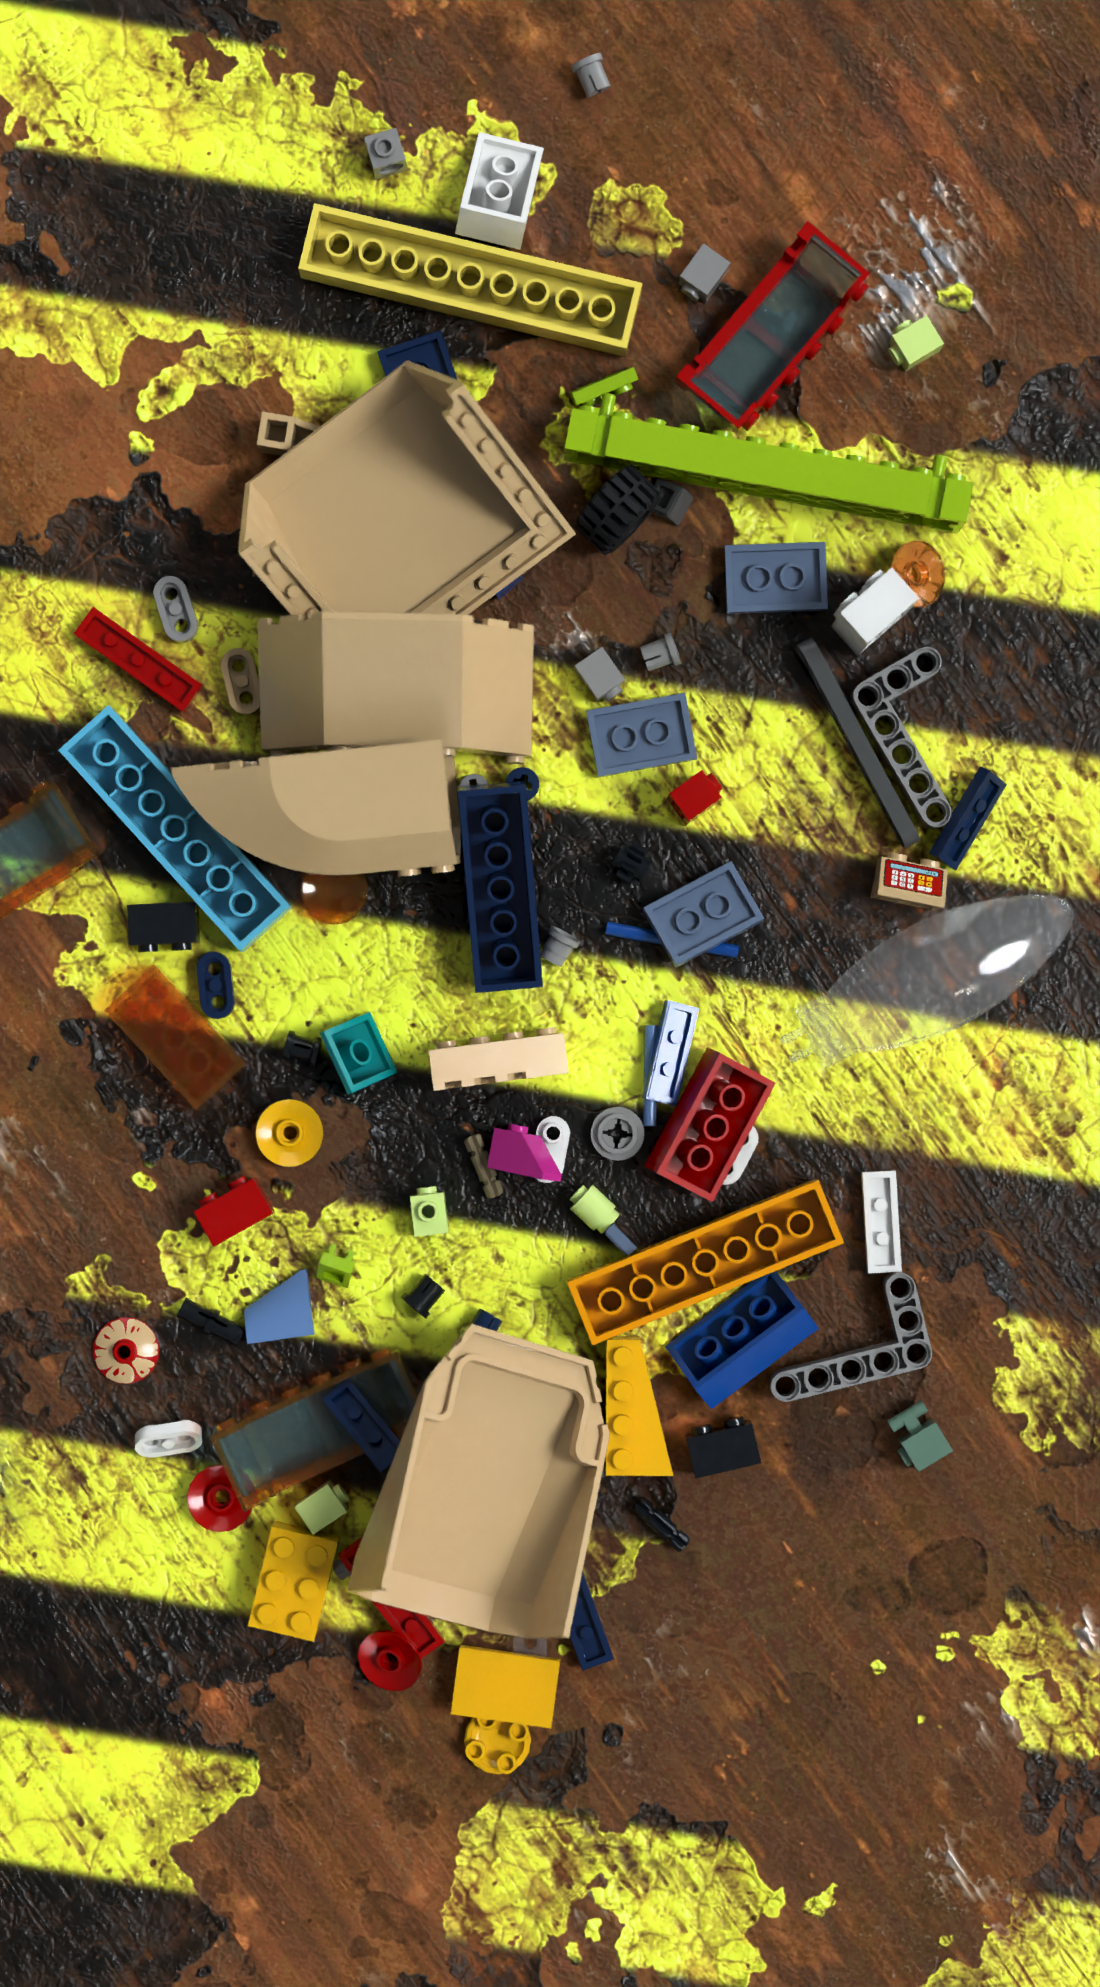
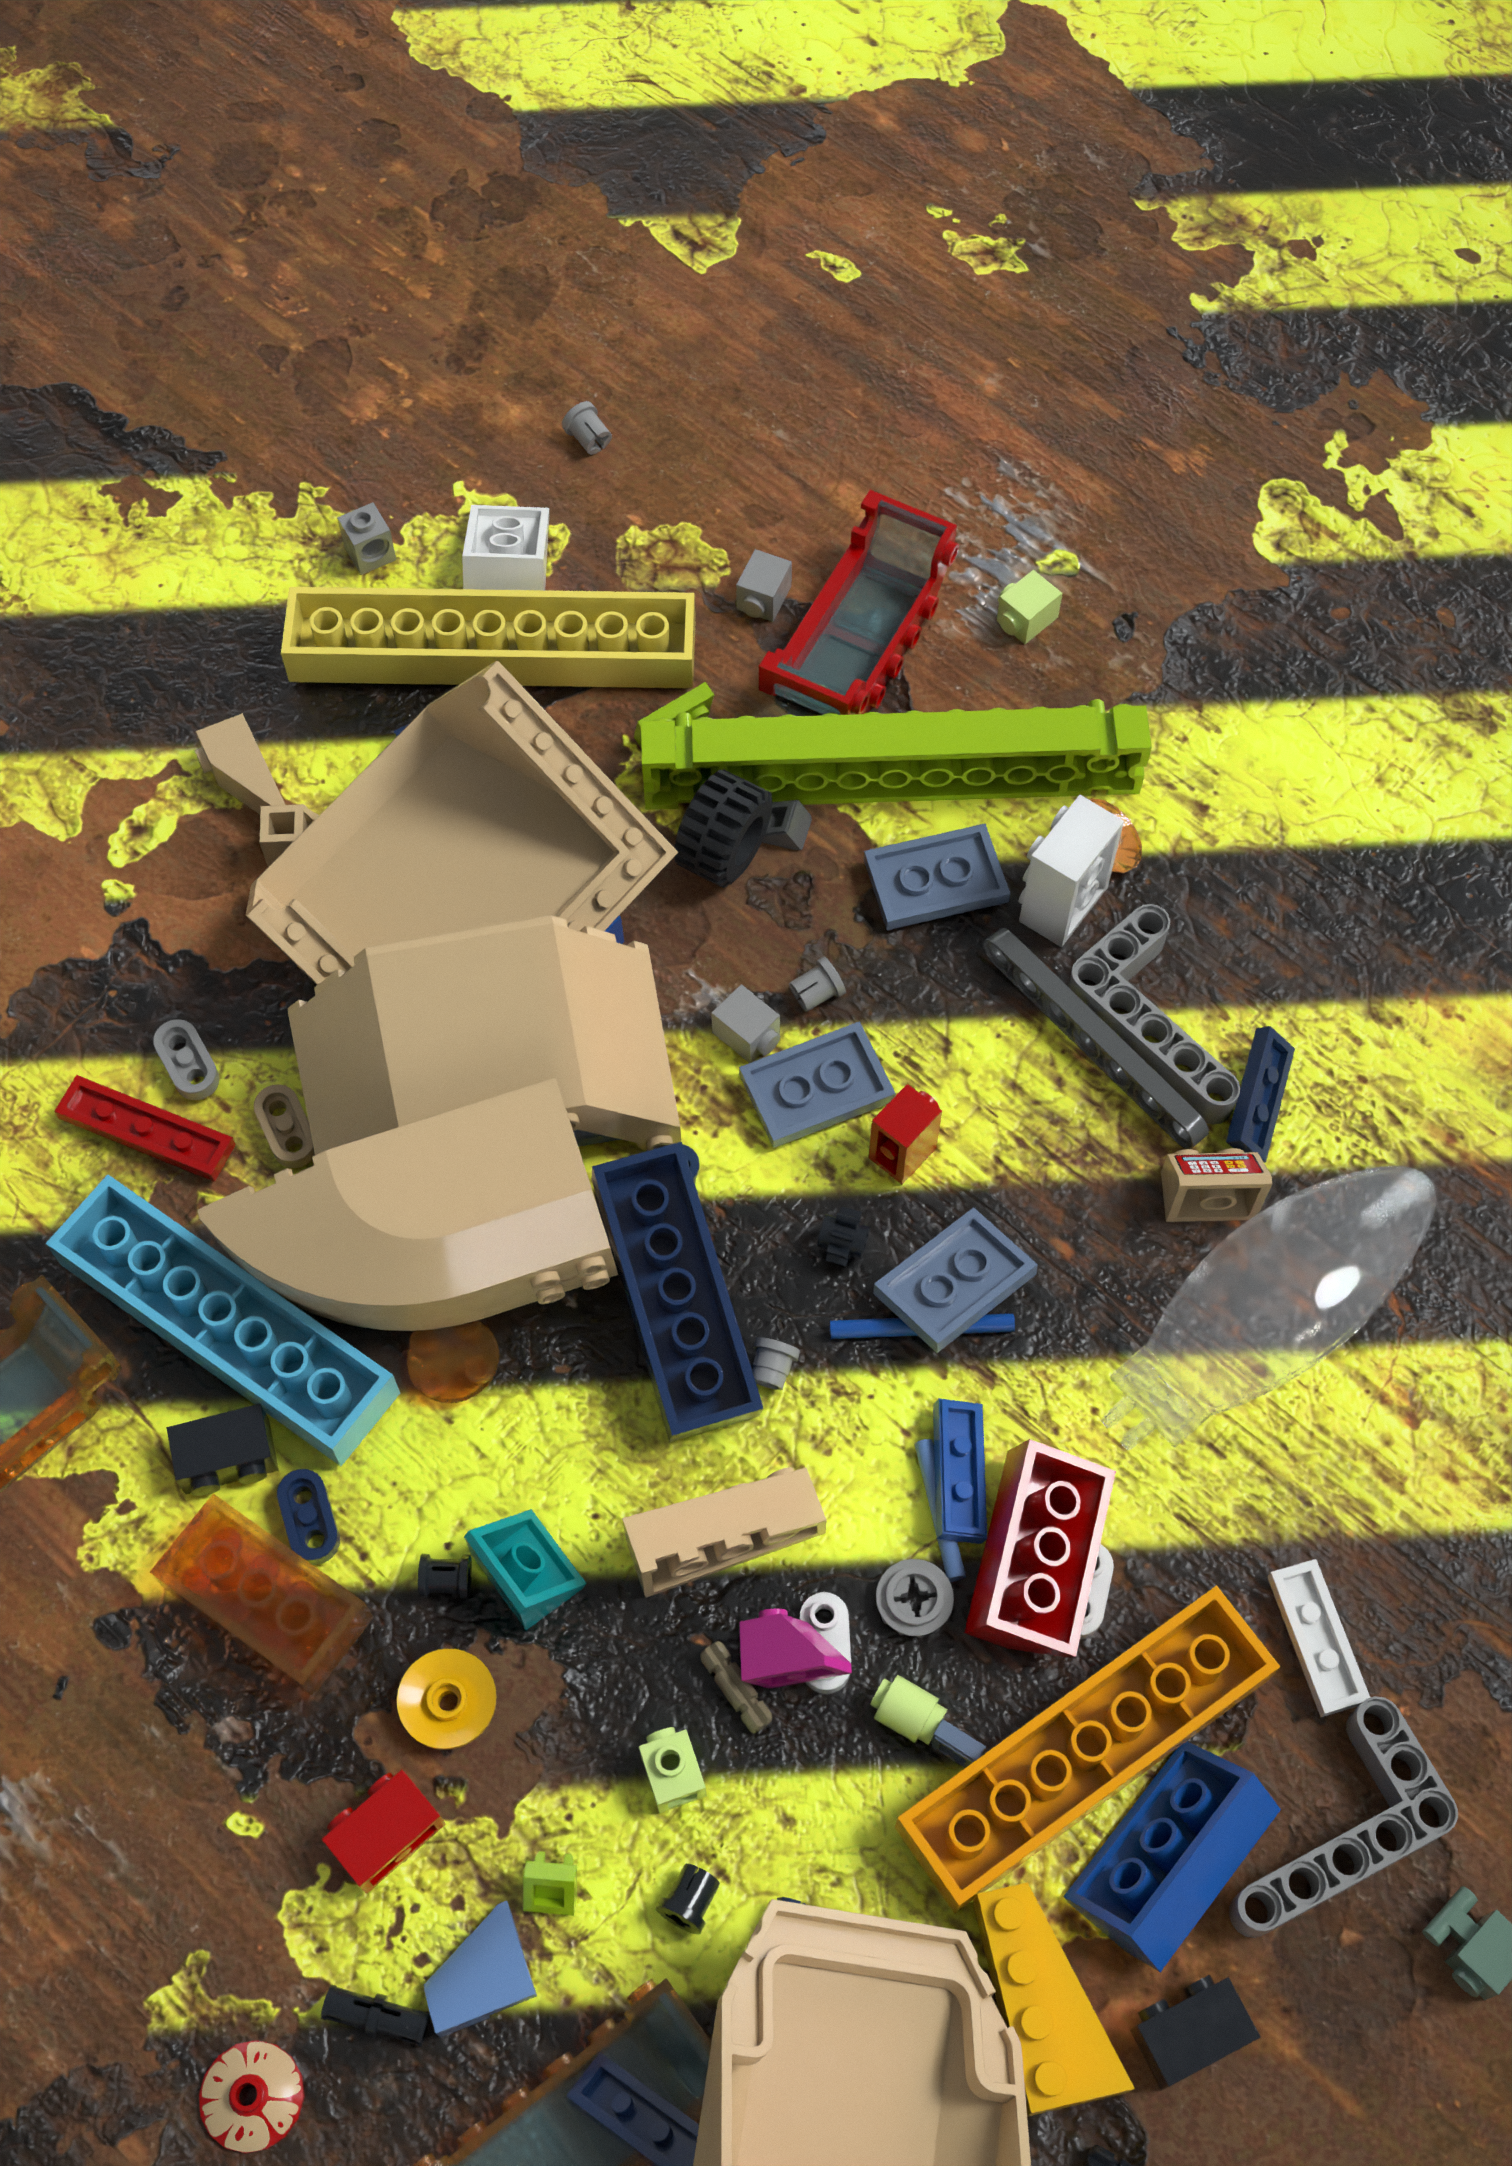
camera: 10 degrees left, 25 degrees down
(249, 353) = (237, 763): none -> tan slope

